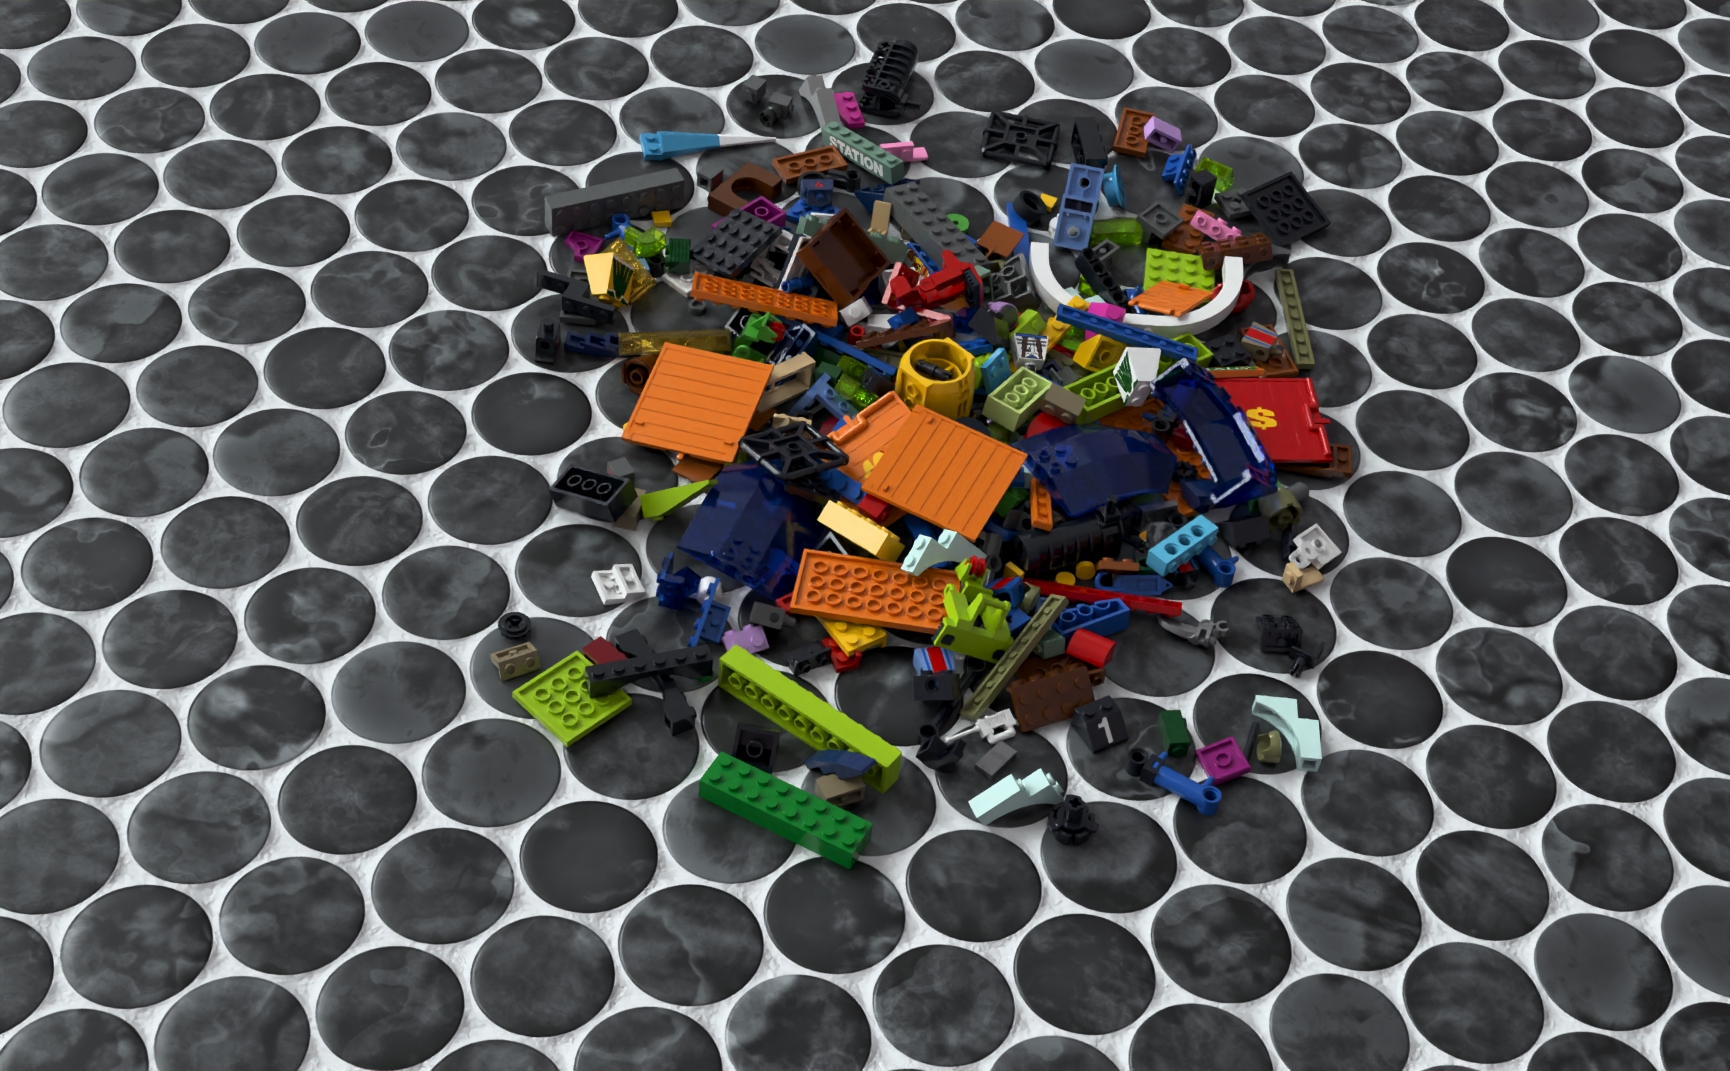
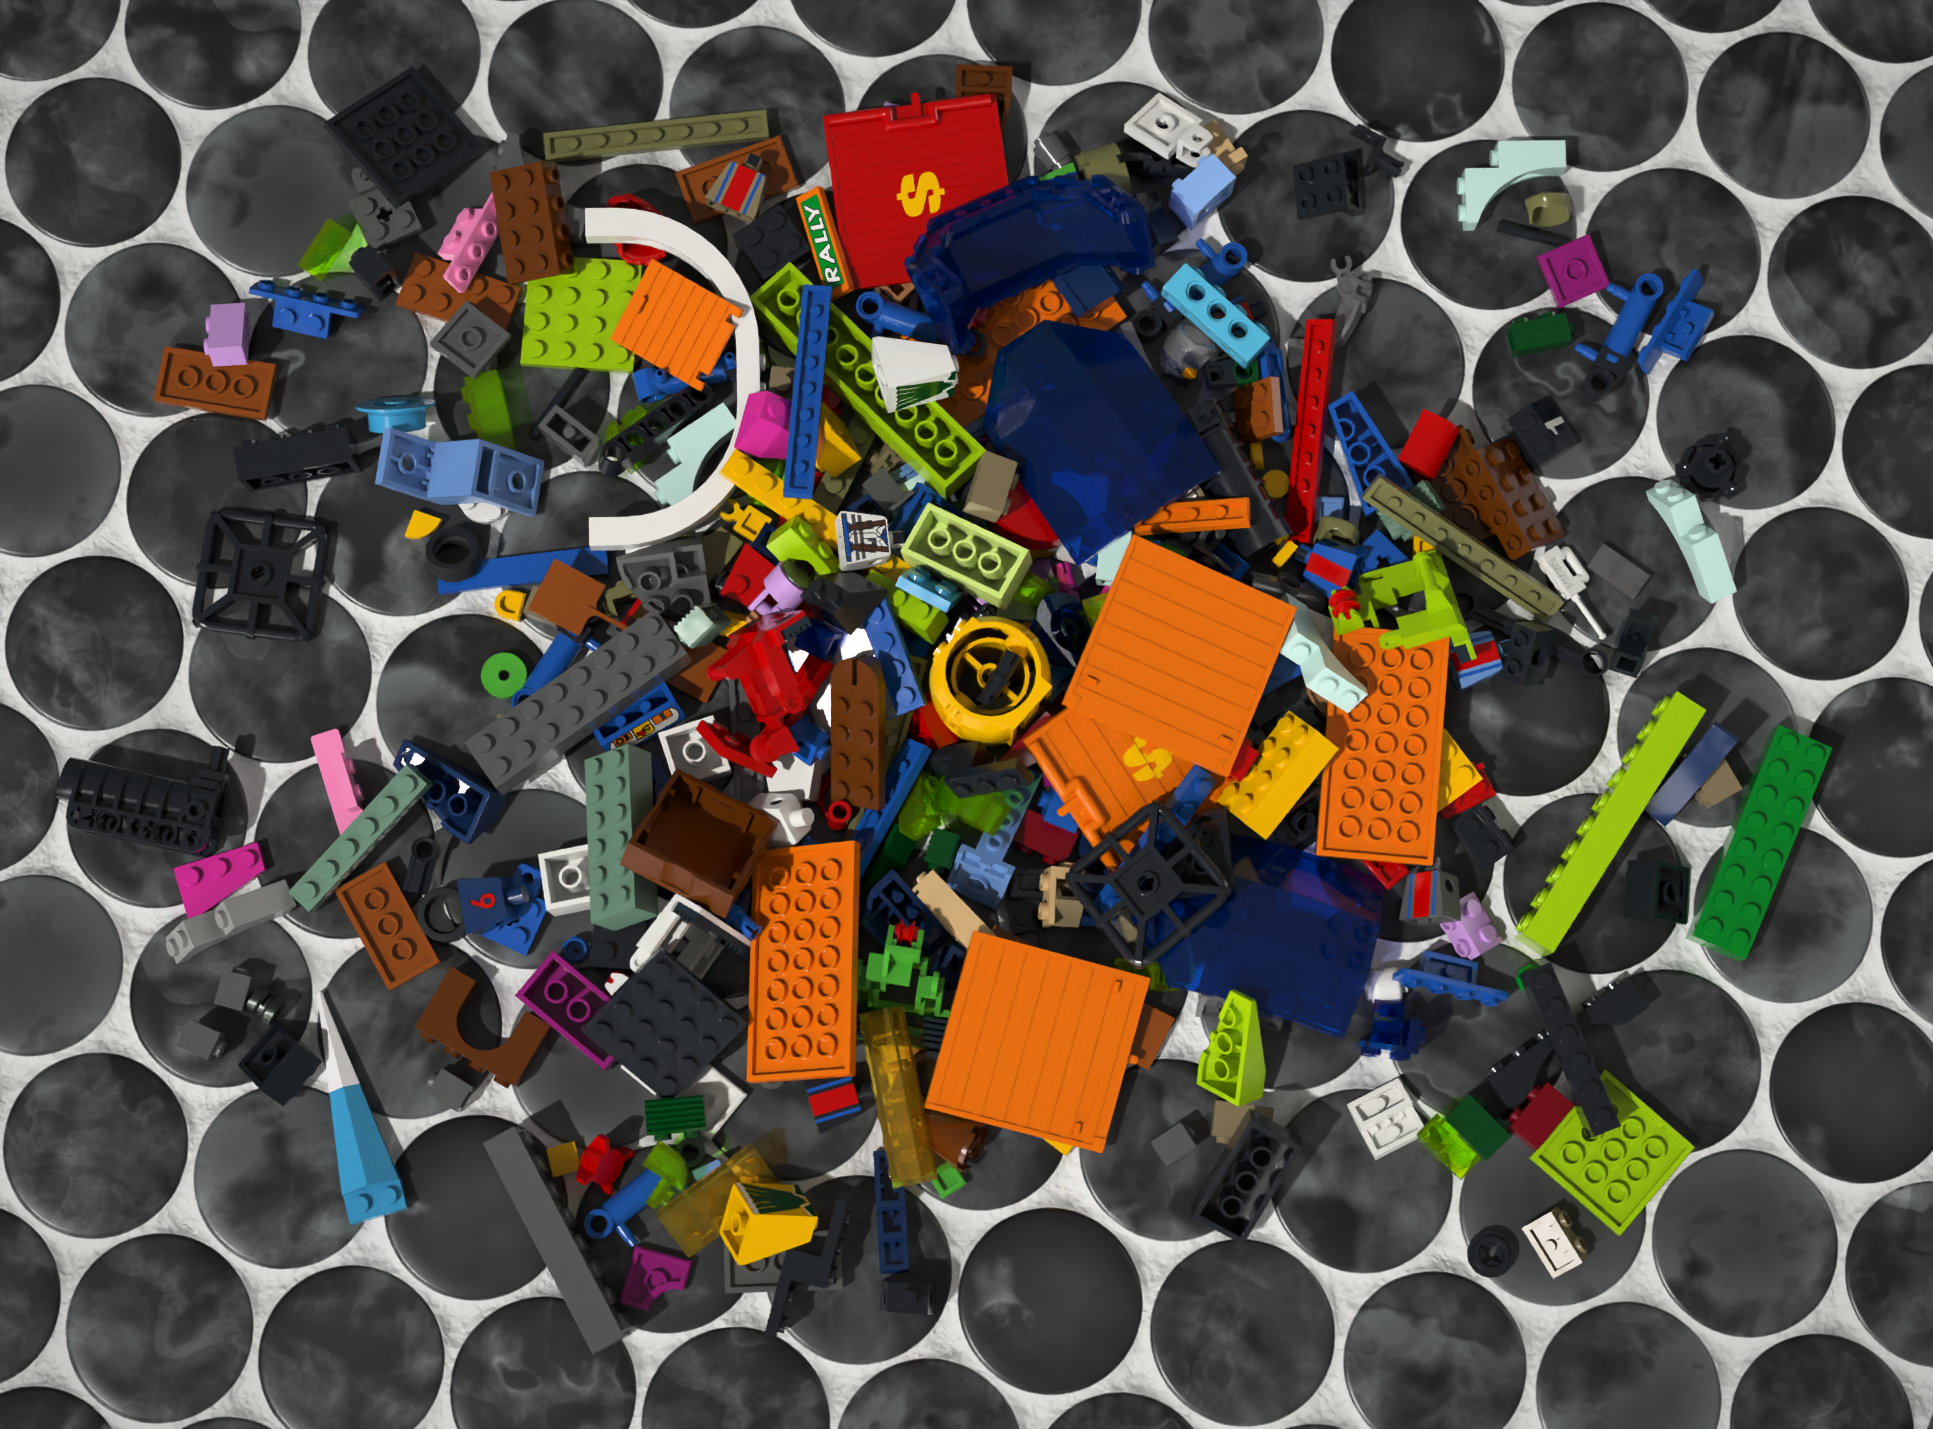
camera: 90 degrees left, 35 degrees up
(597, 604) = (1447, 1147): none -> clear neon green brick
(605, 623) = (1477, 1126): none -> dark green brick
(615, 373) = (948, 1180): none -> bright green tile
(656, 221) = (602, 1163): none -> red piece
(675, 320) = (836, 1100): none -> torso
(734, 117) = (279, 1063): none -> black slope
(880, 217) = (543, 798): tan bracket -> none
(1131, 267) = (559, 400): none -> black bar
(1183, 815) = (1680, 326): none -> blue bracket
(1190, 471) = (1034, 304): black gear -> none
(1269, 555) = (1201, 191): none -> light blue container

